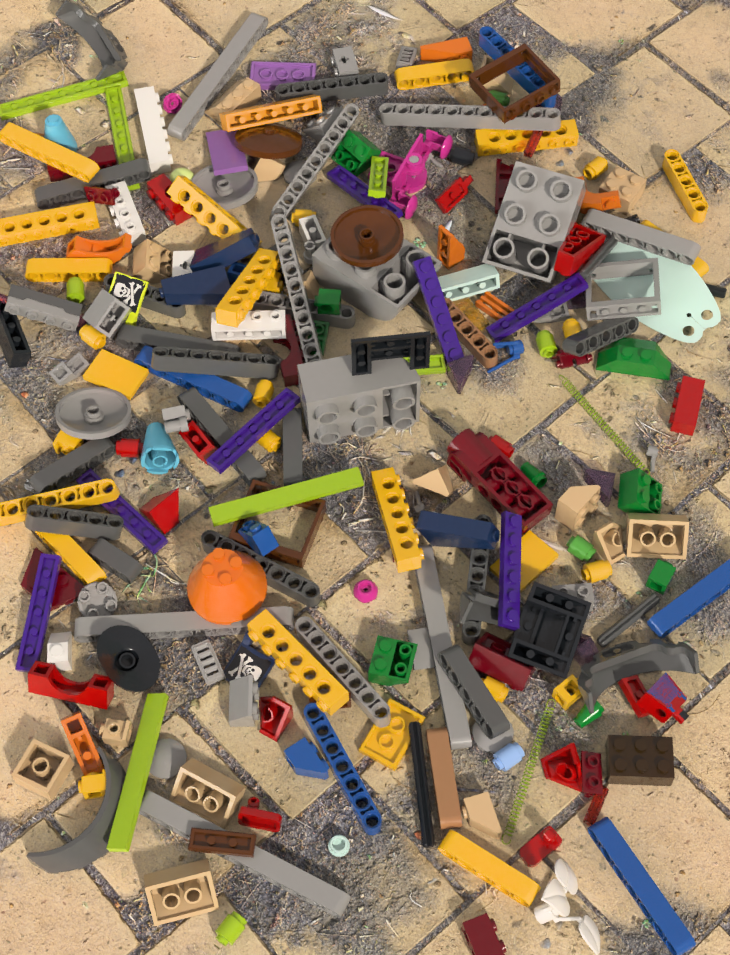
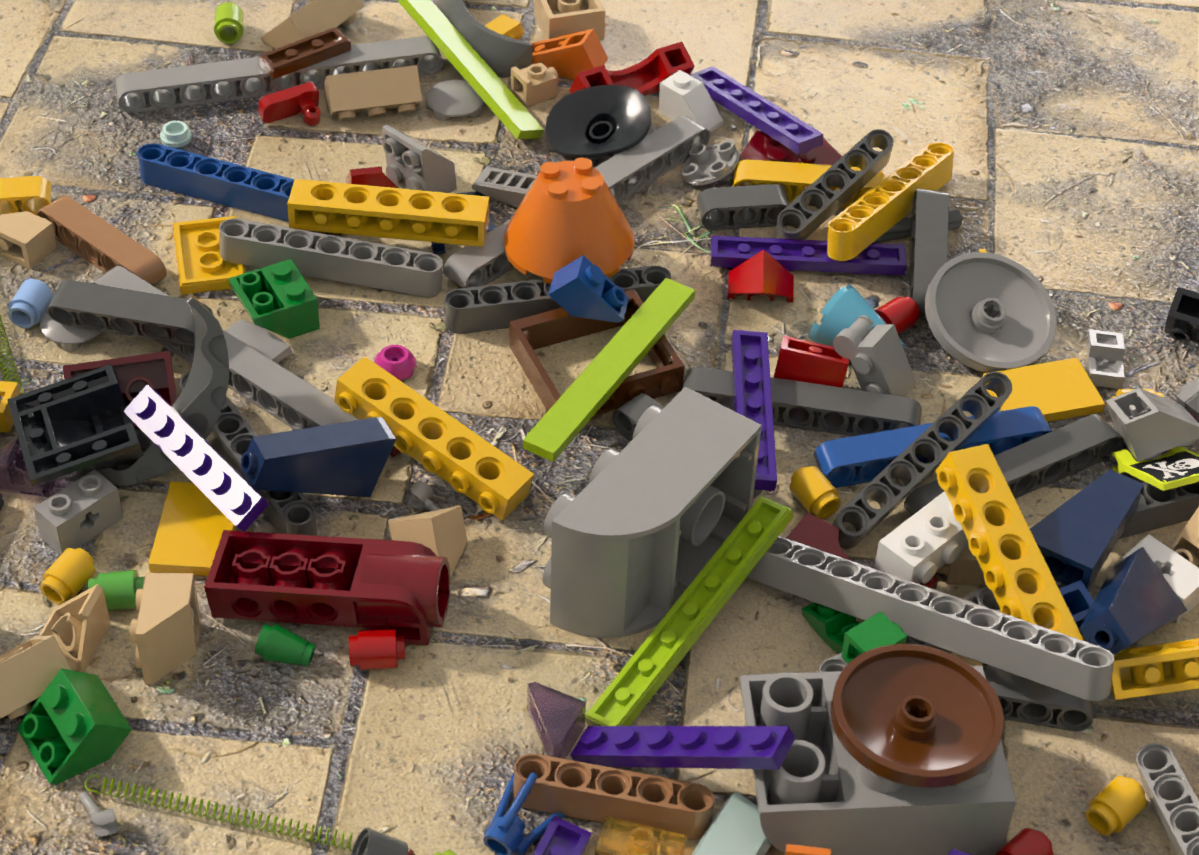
camera: 135 degrees right, 15 degrees down
(305, 761) = (290, 162): blue slope -> none
(312, 236) = (1049, 764): white hinge -> none
(411, 345) = (621, 477): black slope -> none
(421, 785) = (142, 234): black axle -> none
(496, 688) = (109, 348): yellow brick -> none
(604, 480) = (157, 701): clear purple slope -> none

